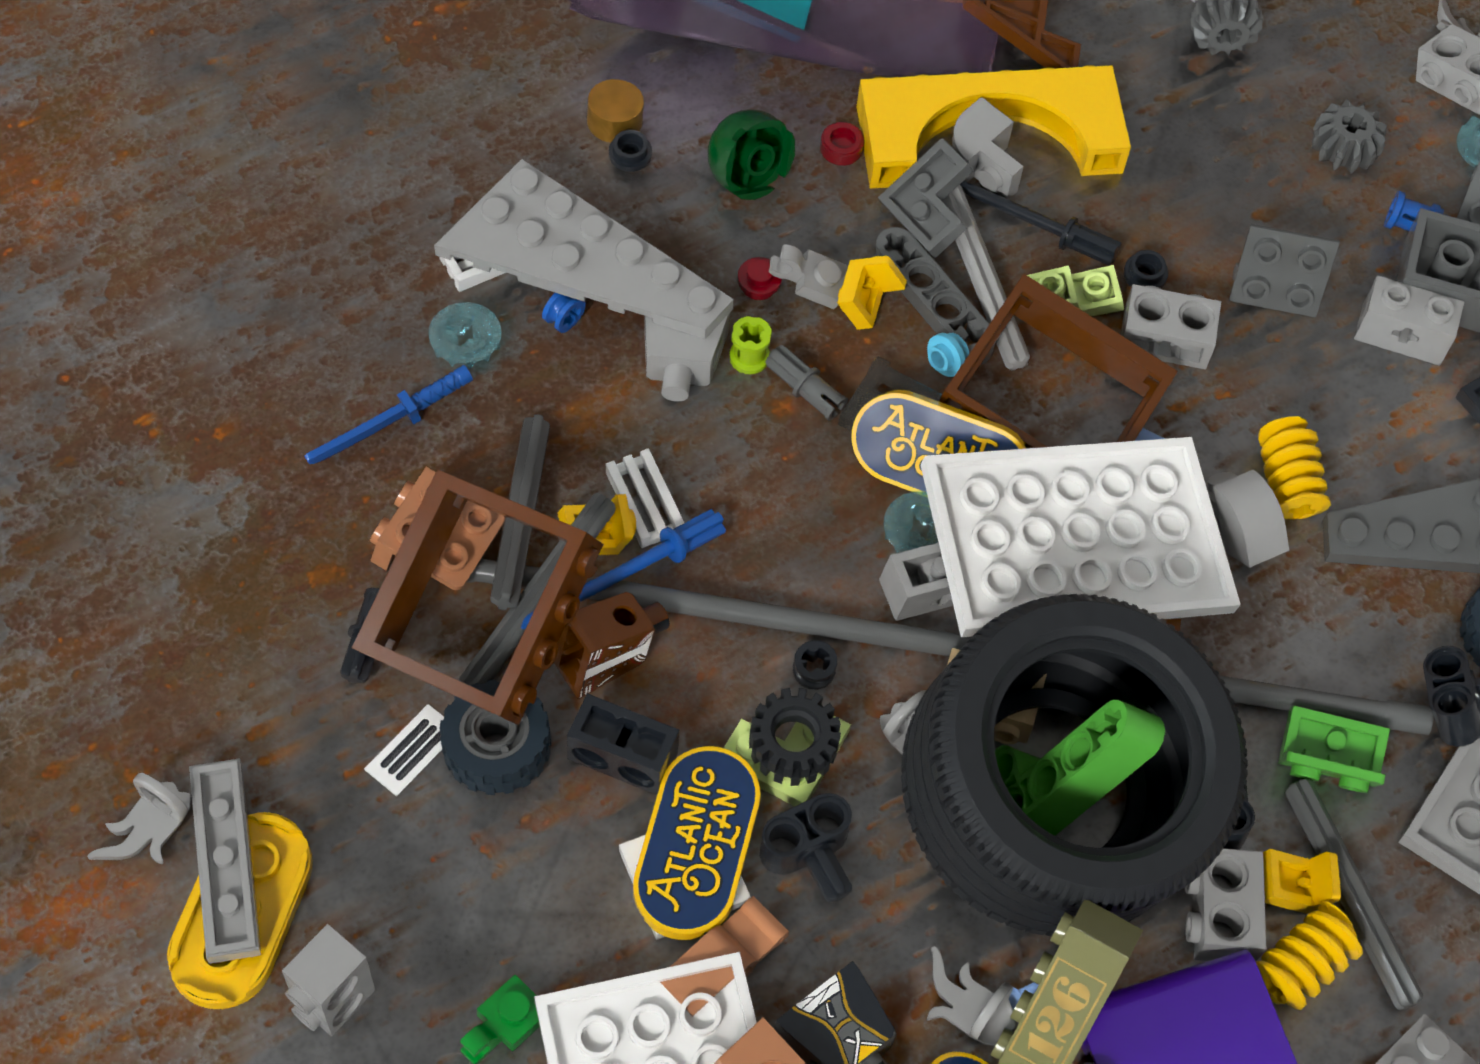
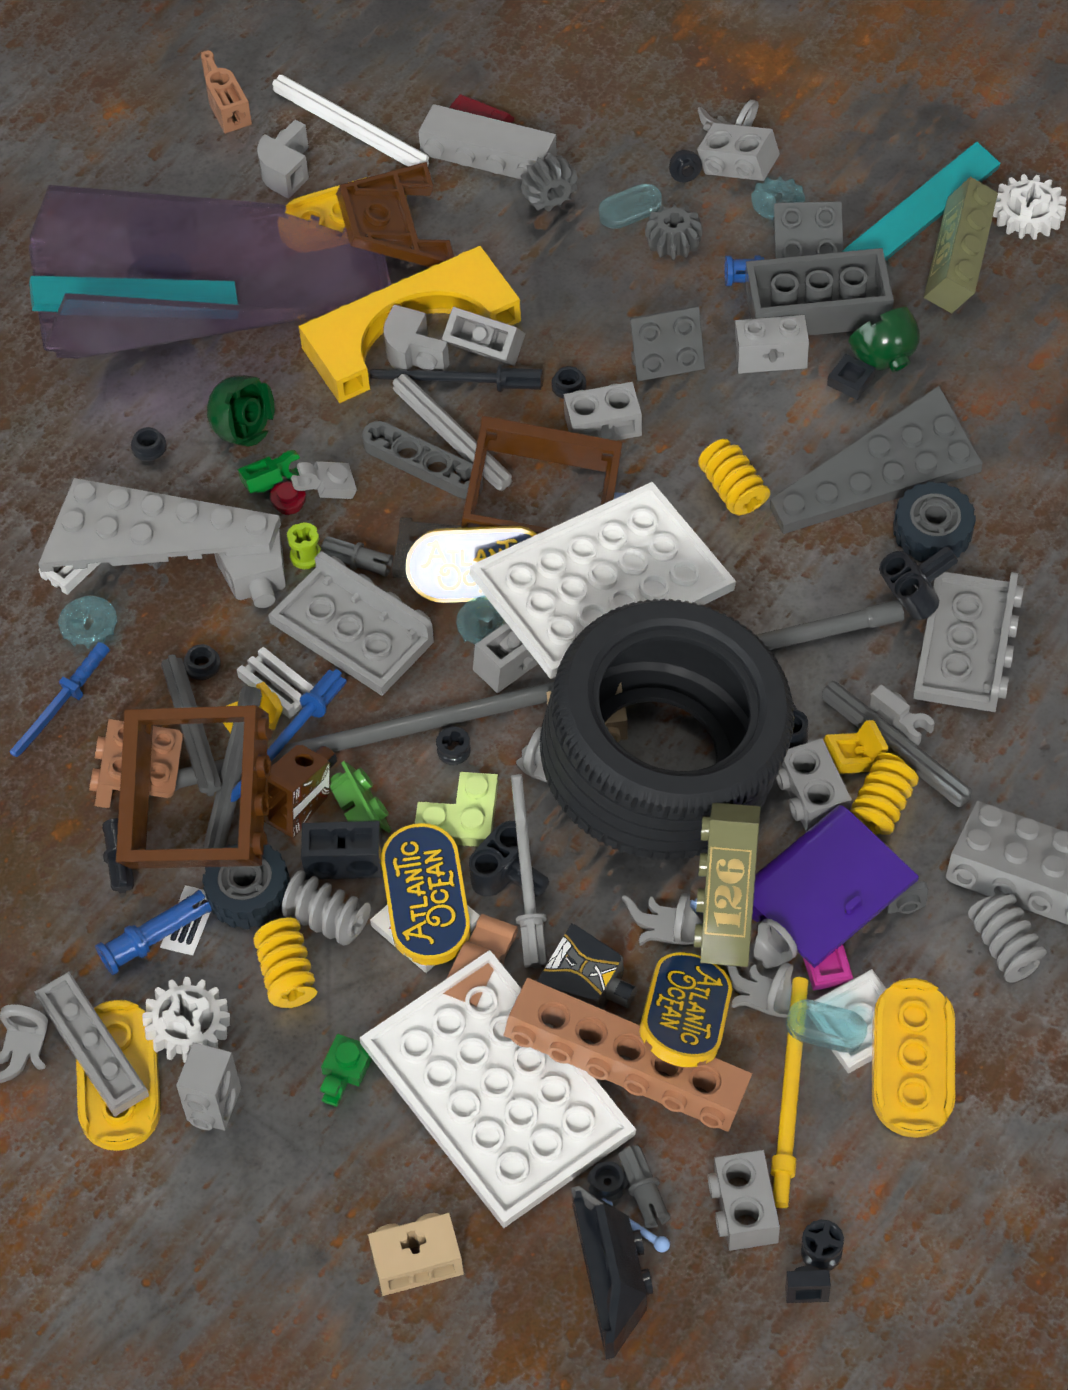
camera: 15 degrees left, 5 degrees down
(327, 878) = (196, 1006): none -> white gear
(338, 751) = (137, 940): none -> blue pin
(489, 855) = (284, 963): none -> yellow piece
(563, 311) = (154, 576): blue bush -> none
(566, 809) = (322, 911): none -> light grey piece
(568, 427) = (202, 654): none -> black plate
(614, 107) = (122, 418): pearl gold piece -> none
(675, 670) = (354, 788): none -> bright green hinge
(747, 238) = (266, 472): none -> green plate
(765, 466) = (354, 624): none -> light grey bracket
(794, 709) = (462, 813): black tyre -> none
(805, 937) = (531, 923): none -> light grey piece
(842, 143) = (304, 378): dark red tile -> none
(864, 288) = (369, 470): yellow bracket -> none
(919, 195) = (380, 393): dark grey plate -> none
(947, 353) = (450, 495): medium azure plate -> none
(1069, 175) = (483, 336): none -> light grey brick
(1082, 765) = (677, 718): bright green beam -> none
(1091, 291) = (535, 410): yellowish green slope -> none
(1248, 517) = (716, 521): light grey brick -> none
(1310, 85) = (630, 206): none -> clear light blue tile
(1334, 747) = (842, 653): bright green bracket -> none
(1370, 852) = (895, 711): none -> light grey plate
(1395, 53) = (682, 159): none -> black plate

